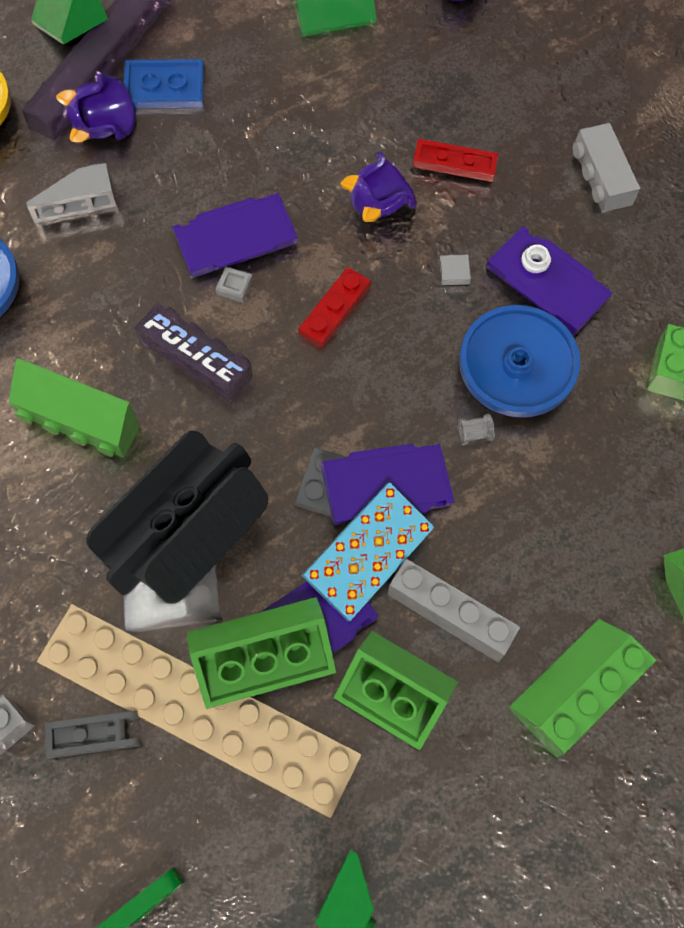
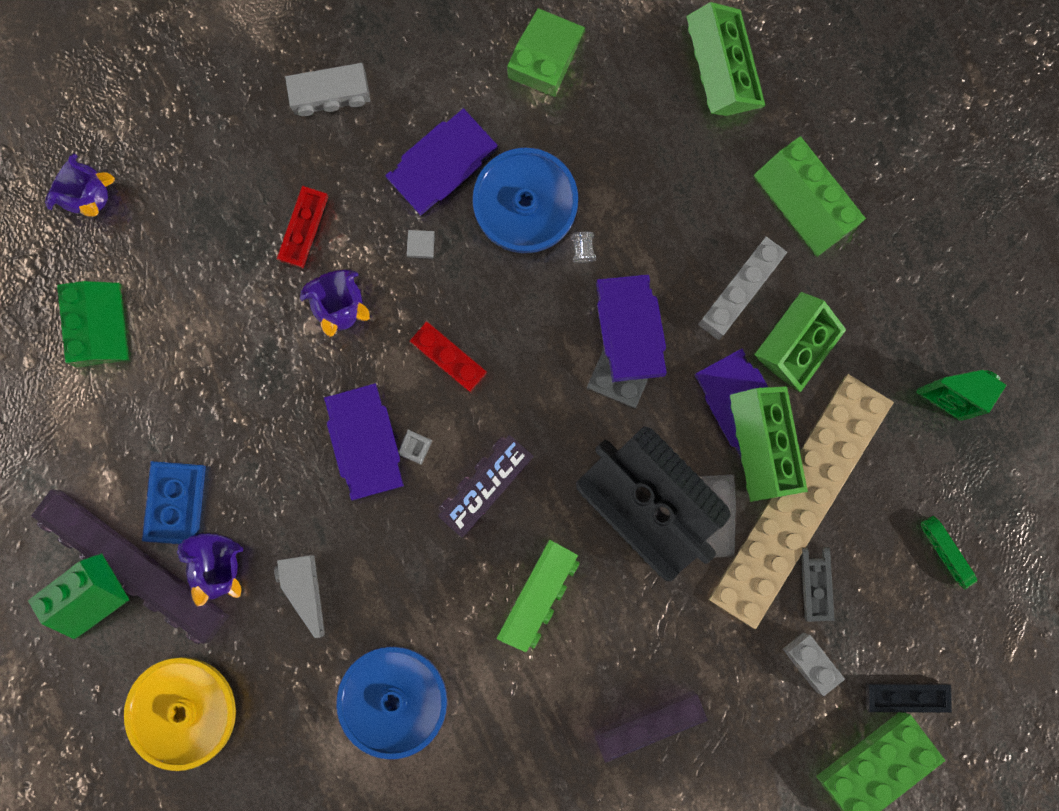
camera: 80 degrees left, 15 degrees up
(368, 551) = (691, 349): medium azure tile -> none
(536, 252) = (426, 161): white plate -> none

